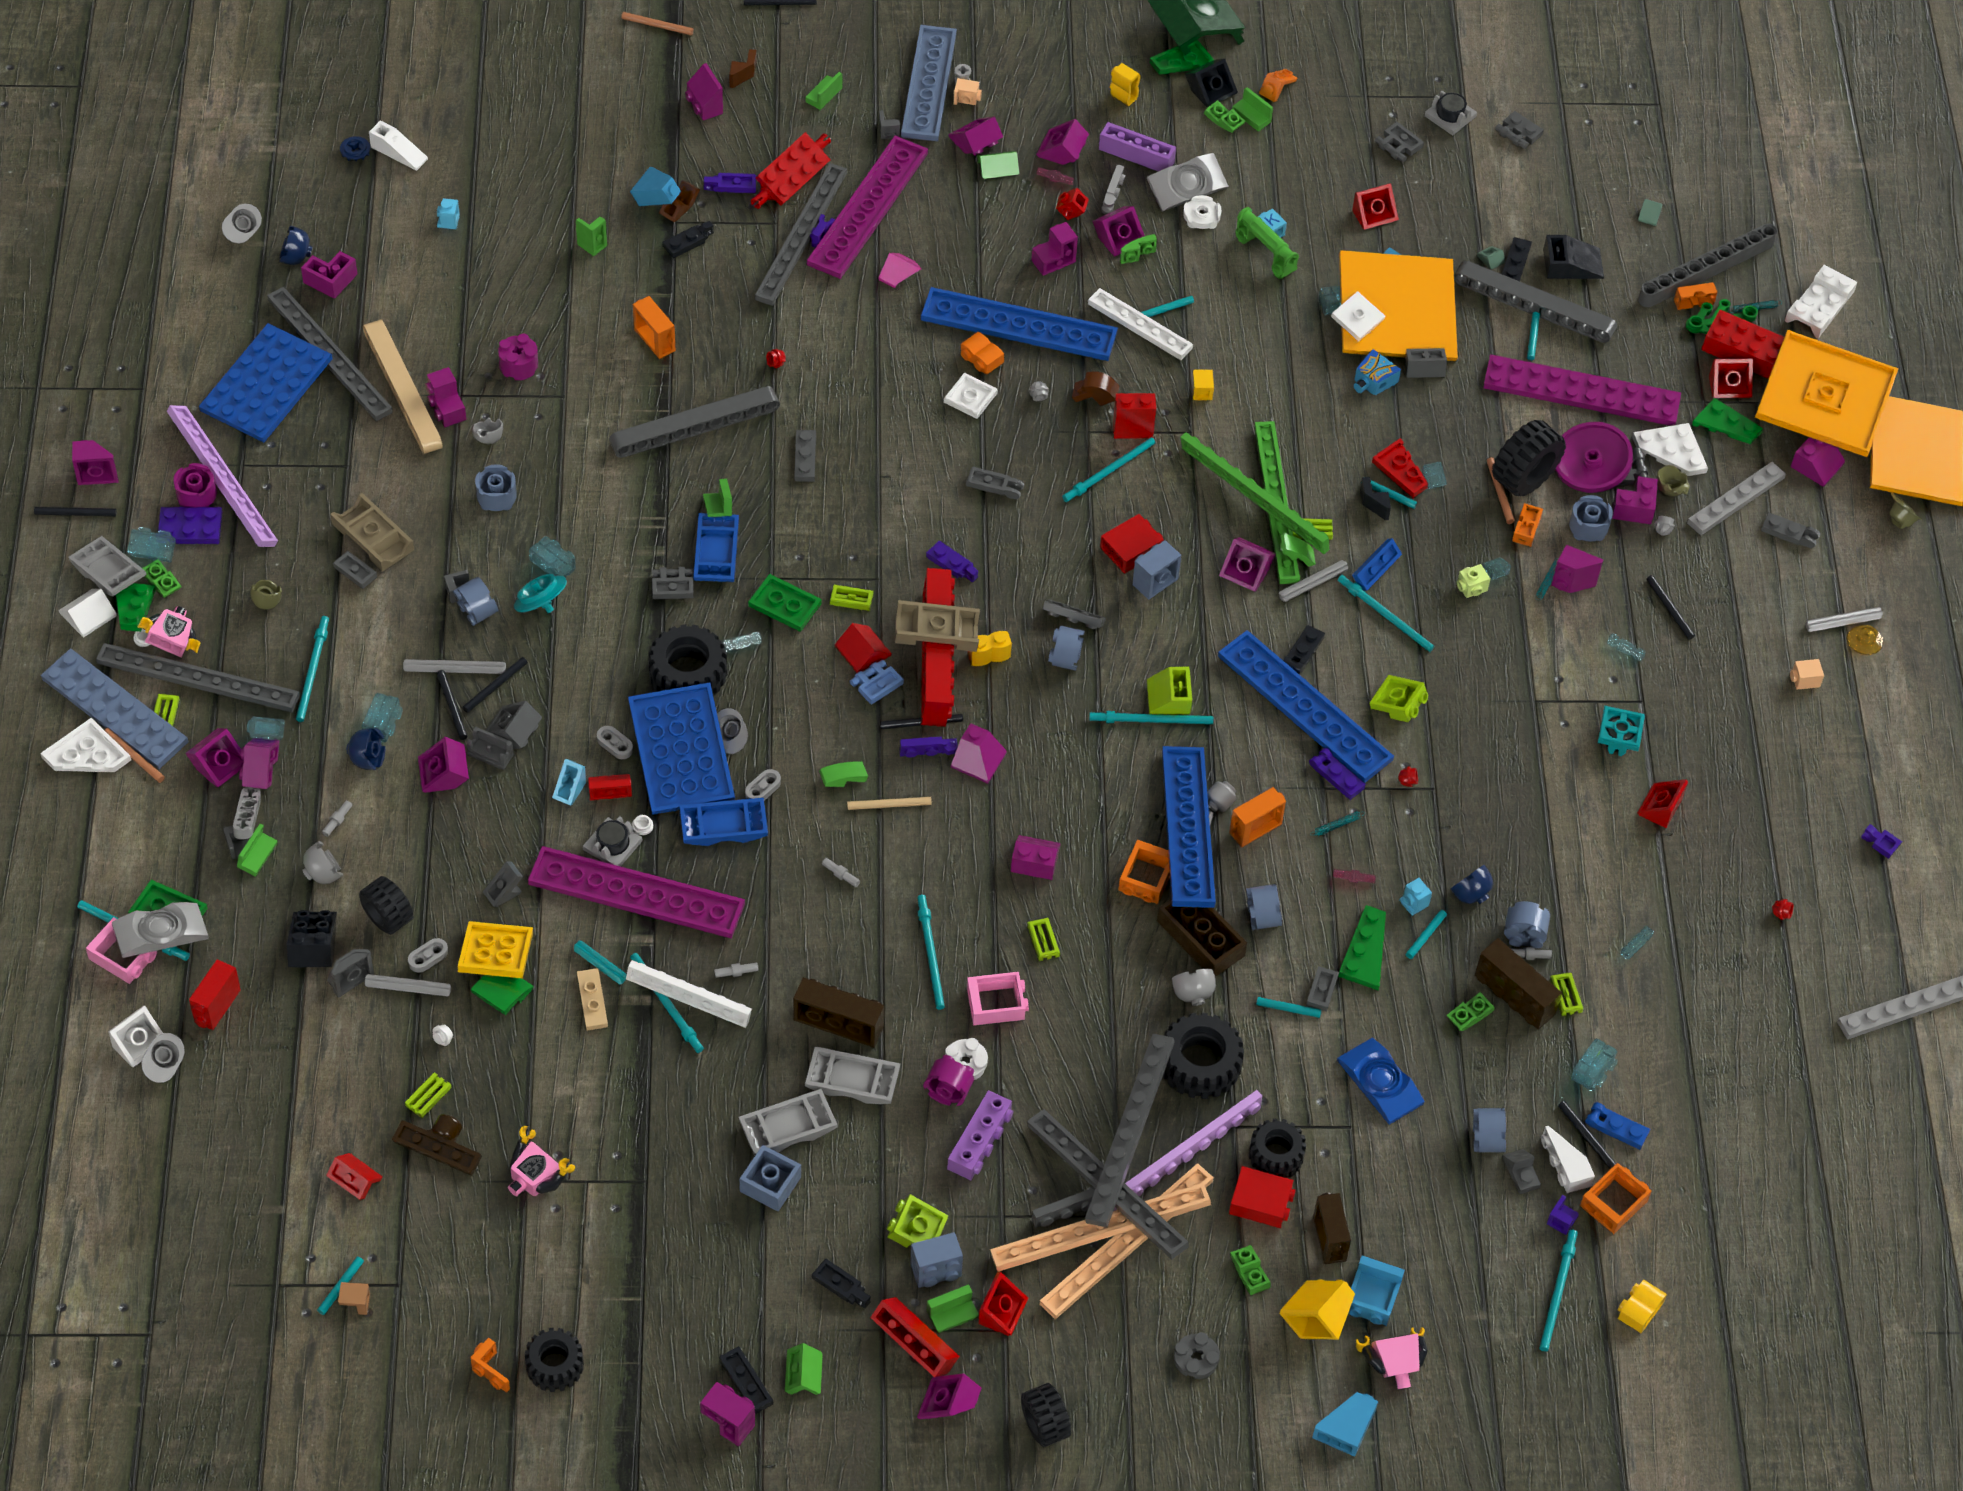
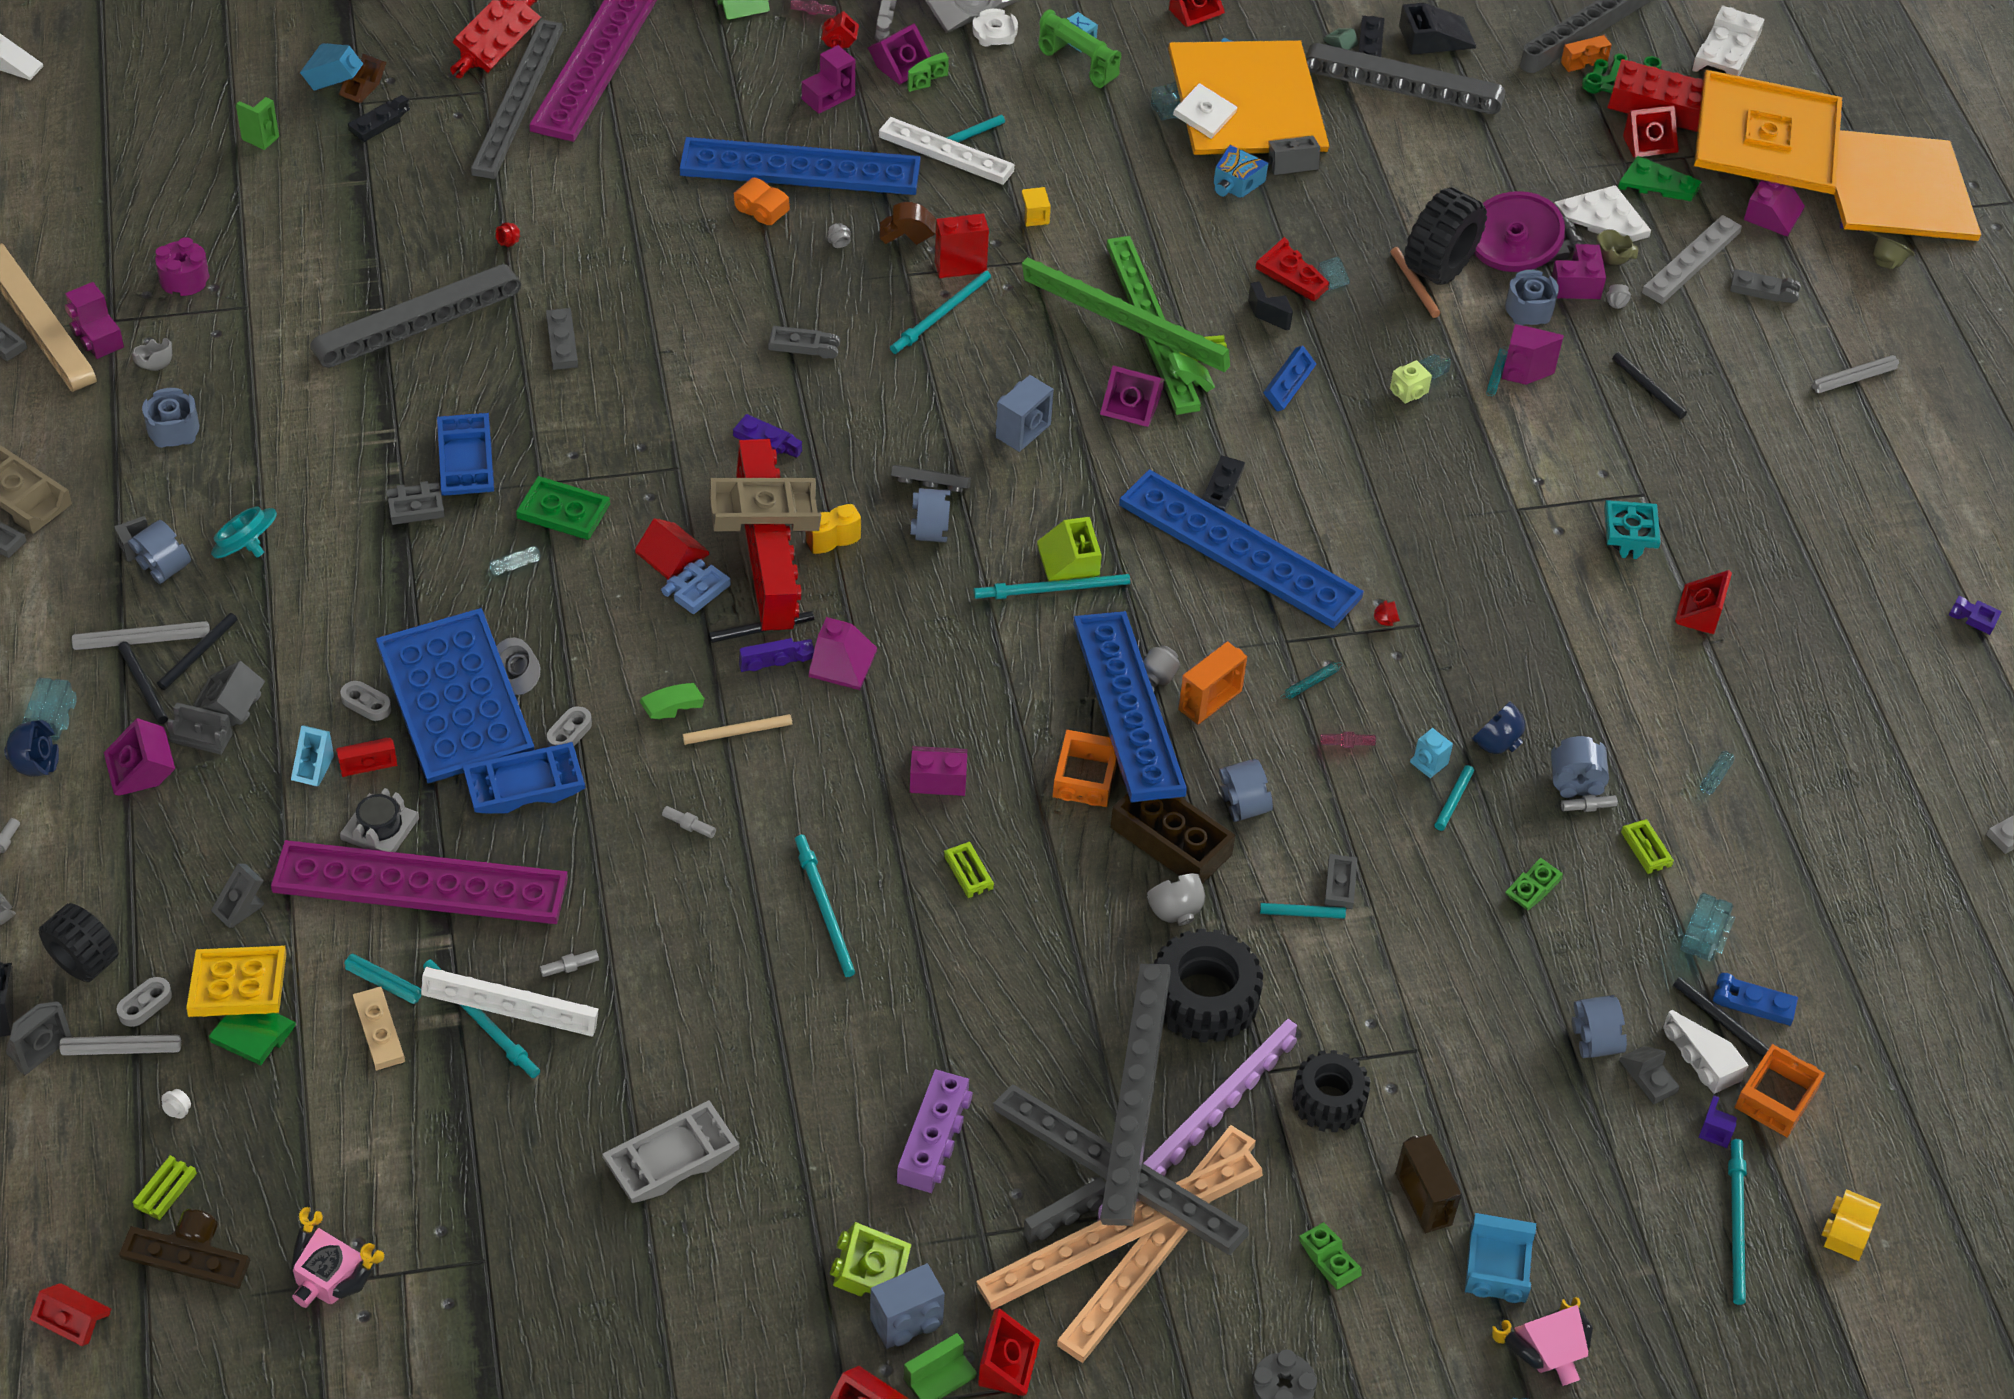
camera: 10 degrees left, 5 degrees down
(448, 214) = (75, 120): medium azure brick -> none
(552, 558) = (252, 489): clear light blue brick -> none
(642, 825) = (416, 797): white plate -> none
(654, 327) = (349, 214): orange window -> none
(687, 642) = (444, 568): black tyre -> none
(719, 503) = (462, 403): bright green panel -> none
(731, 183) = (423, 53): dark purple hinge -> none
(770, 1178) = (658, 1229): sand blue brick -> none
(818, 232) = (540, 91): dark purple plate -> none
(838, 1012) = (716, 996): dark brown brick -> none
(841, 1283) = (780, 1359): black hinge -> none
(851, 600) = (660, 496): lime tile -> none
(852, 1076) = (748, 1078): light grey slope -> none
(897, 268) = (641, 123): dark pink slope -> none
(949, 1081) = (880, 1065): magenta brick -> none
(970, 395) = (756, 249): white plate -> none
(971, 1049) = (900, 1021): white plate -> none
(996, 982) = (915, 931): bright pink window -> none
(1129, 541) = (981, 387): red brick -> none
(1262, 1197) = (1325, 1157): red brick -> none
(1313, 581) = (1216, 406): light grey axle -> none
(1319, 1309) = (1437, 1293): yellow slope -> none
(1337, 774) = (1297, 622): dark purple plate -> none
(1356, 590) = (1271, 410): teal bar -> none
(1365, 951) = (1383, 830): green wing -> none
(1381, 1080) = (1442, 985): blue slope -> none
(1394, 495) = (1295, 302): teal bar -> none
(1400, 698) = (1354, 523): lime plate -> none
(1518, 984) = (1588, 839): dark brown brick -> none
(1527, 524) = (1458, 313): orange piece -> none
(1533, 336) = (1411, 115): teal bar -> none
(1582, 390) = (1482, 165): magenta plate -> none
(1626, 647) = (1610, 435): clear light blue axle -> none
(1767, 305) = (1663, 56): teal piece -> none
(1783, 909) = (1883, 708): red plate -> none
(1807, 674) = (1832, 438): light nougat brick -> none
(1865, 640) = (1885, 393): clear yellow piece -> none

